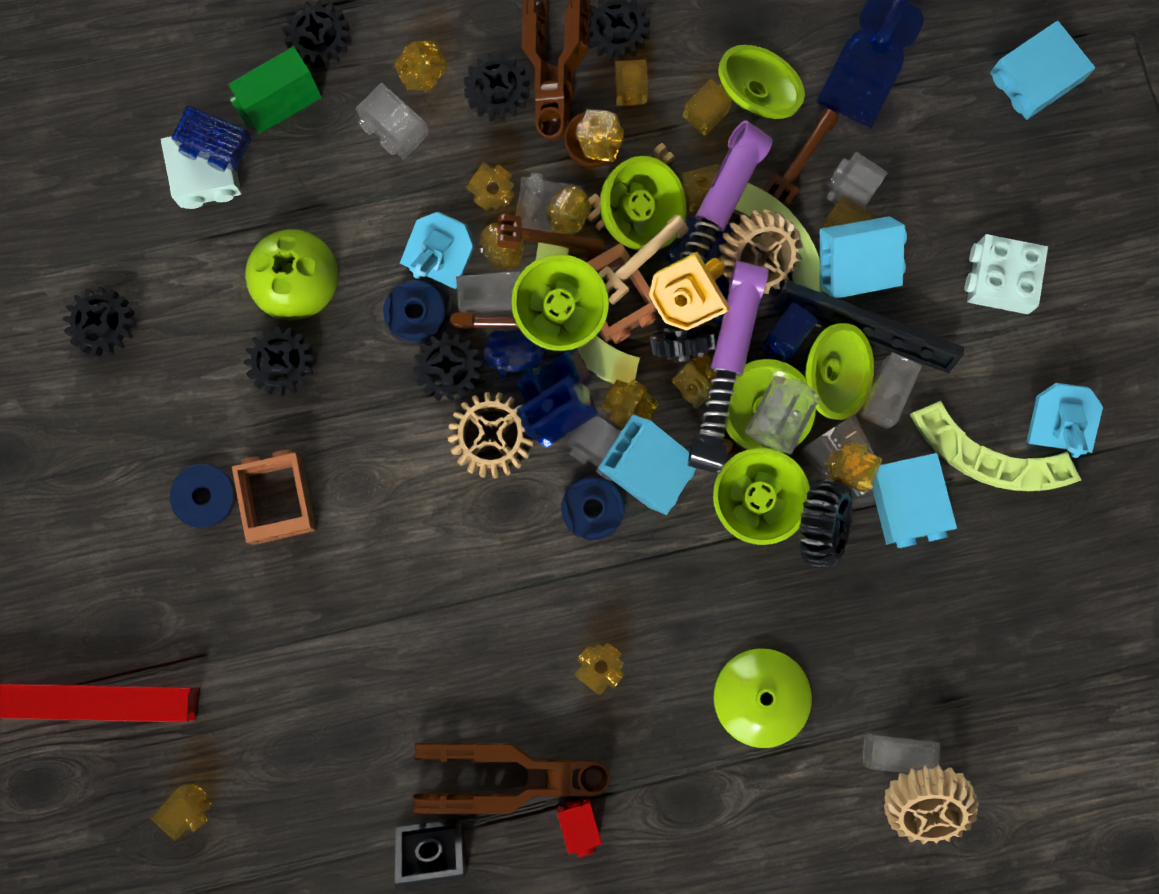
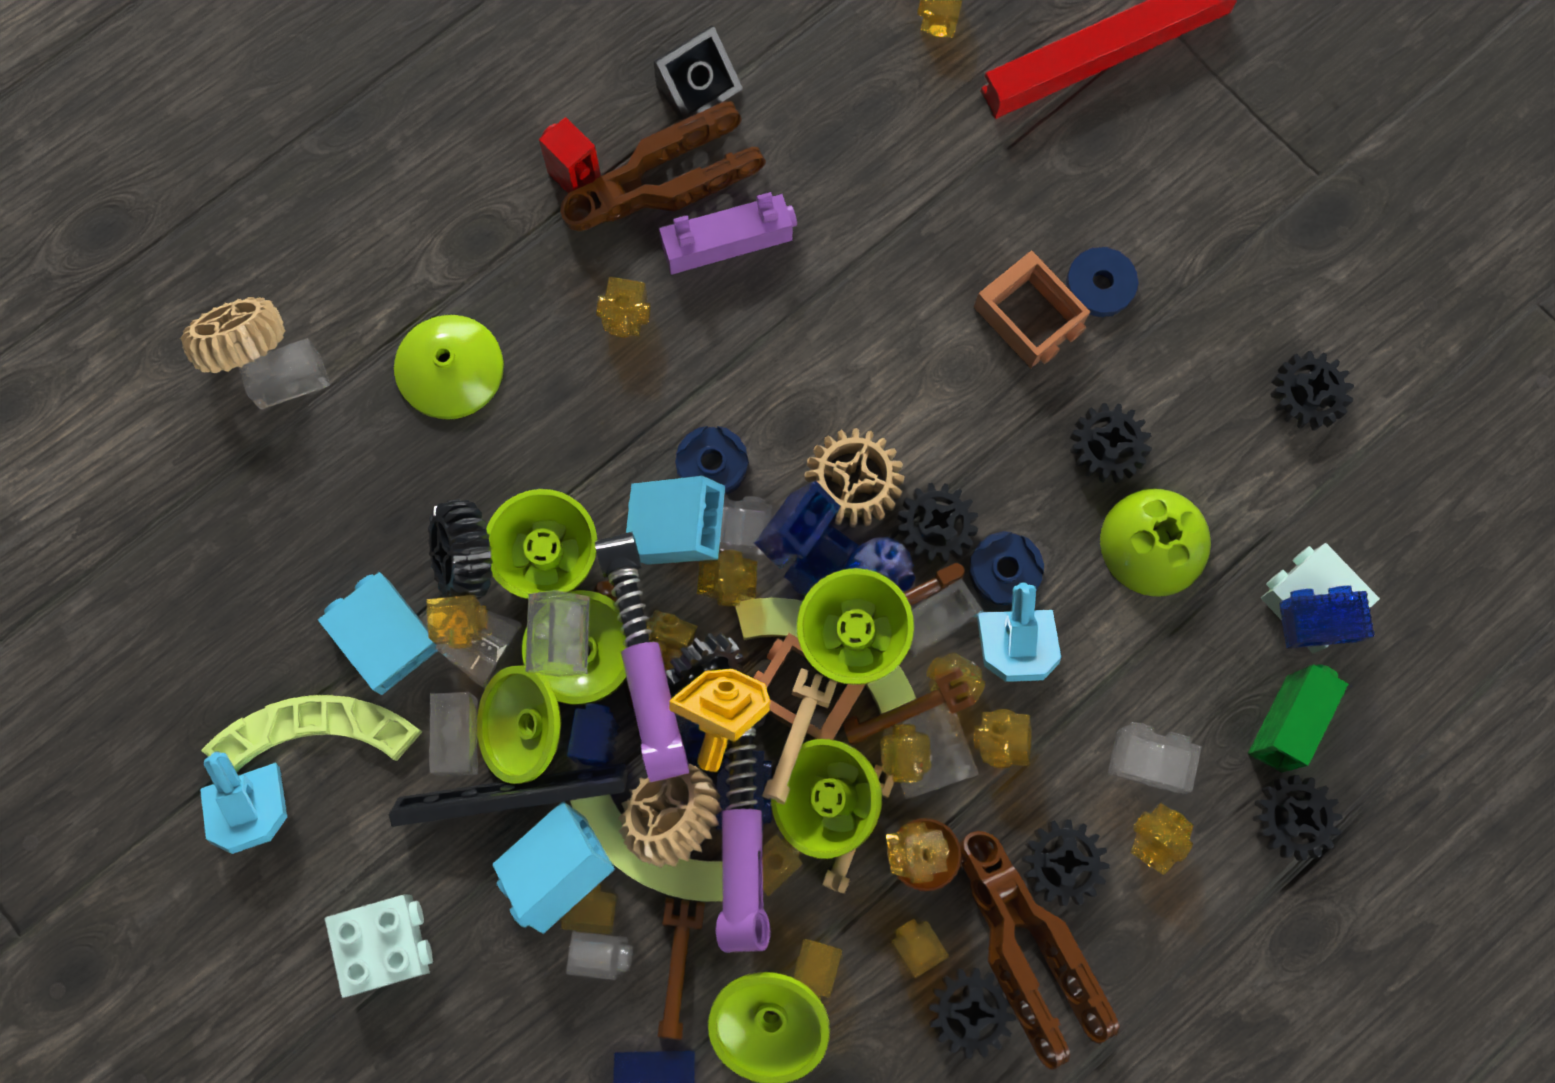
camera: 150 degrees right, 5 degrees down
(480, 692) = (727, 233): none -> medium lavender brick

